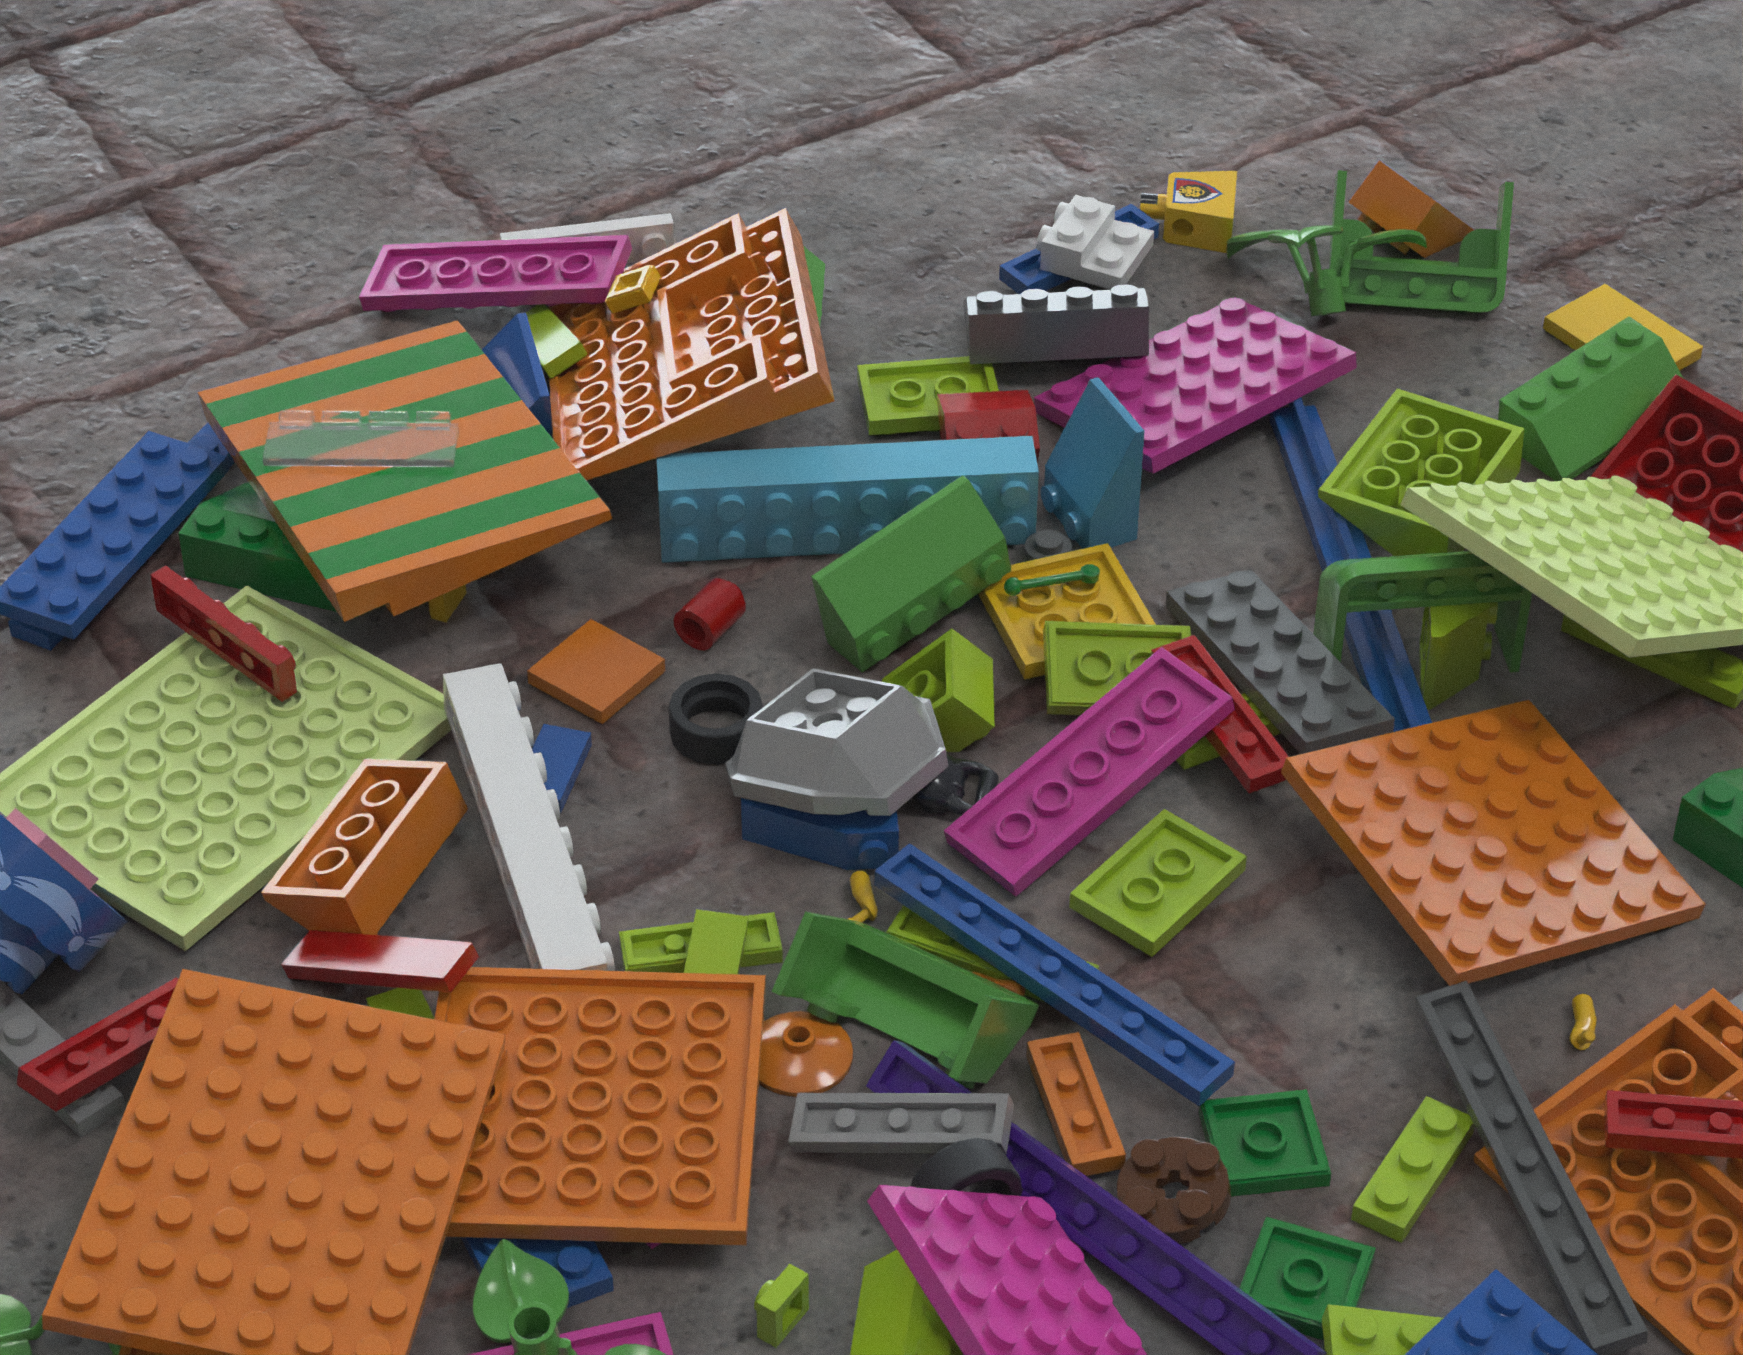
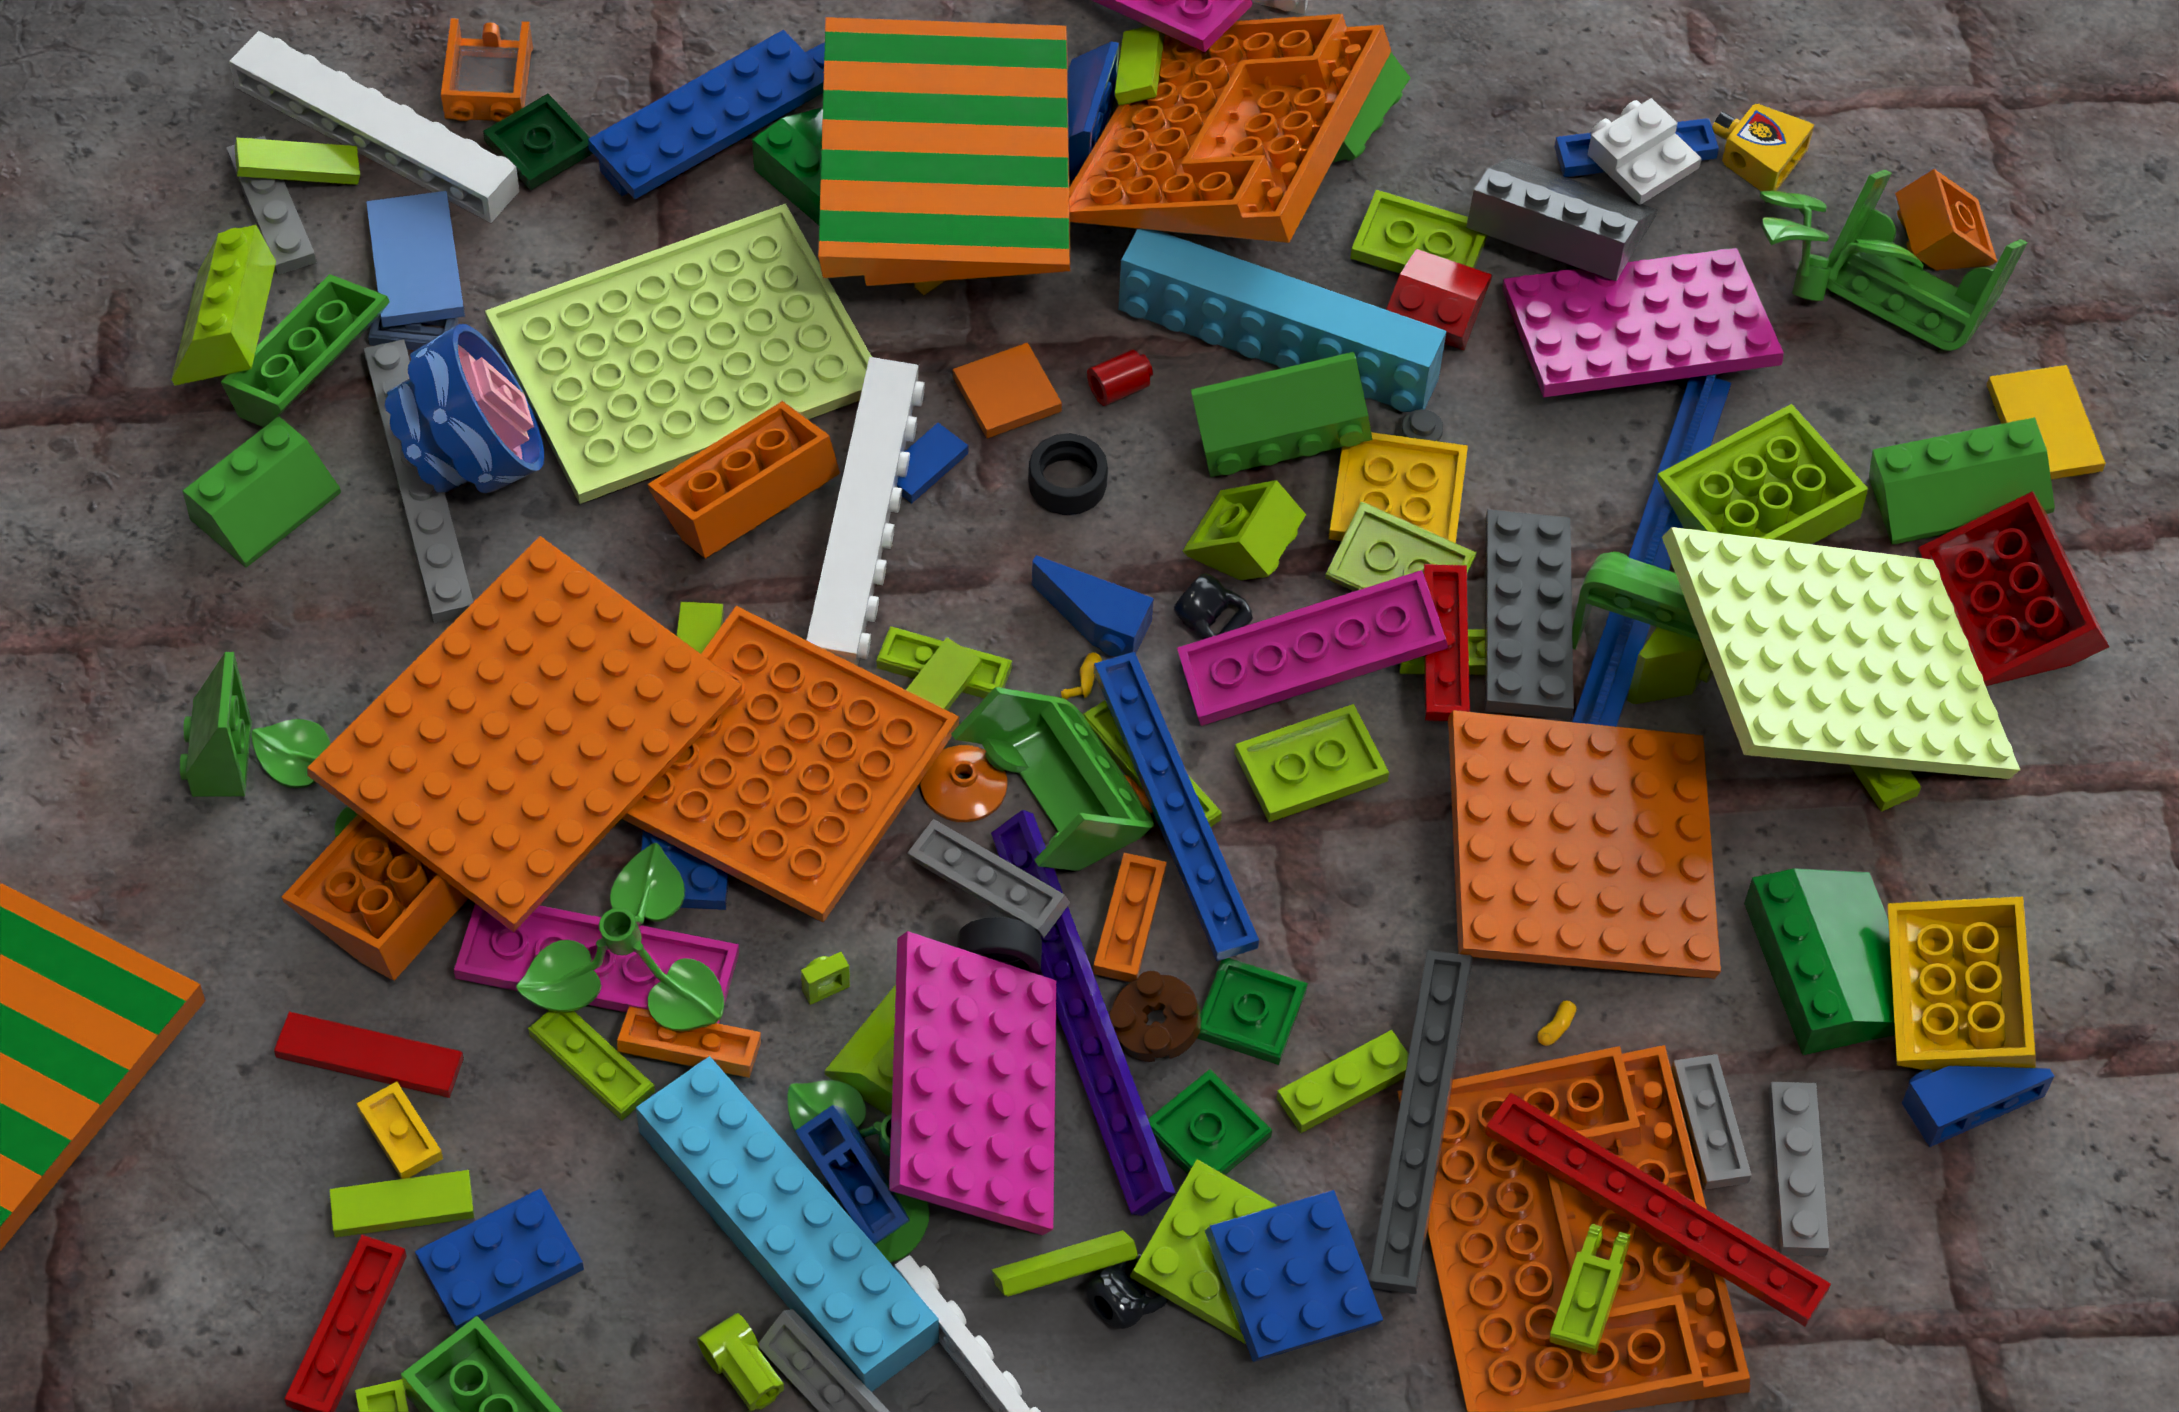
camera: 25 degrees right, 15 degrees up
(96, 1052) = (468, 566): red plate -> none
(224, 633) = (735, 233): red plate -> none
(346, 441) = (911, 118): clear windscreen -> none
(380, 960) = (699, 579): red tile -> none
(632, 288) = (1223, 49): yellow tile -> none
(838, 747) = (1128, 549): light grey piece -> none
(1088, 574) = (1431, 468): green hinge -> none
(1096, 471) = (1486, 384): dark azure slope -> none

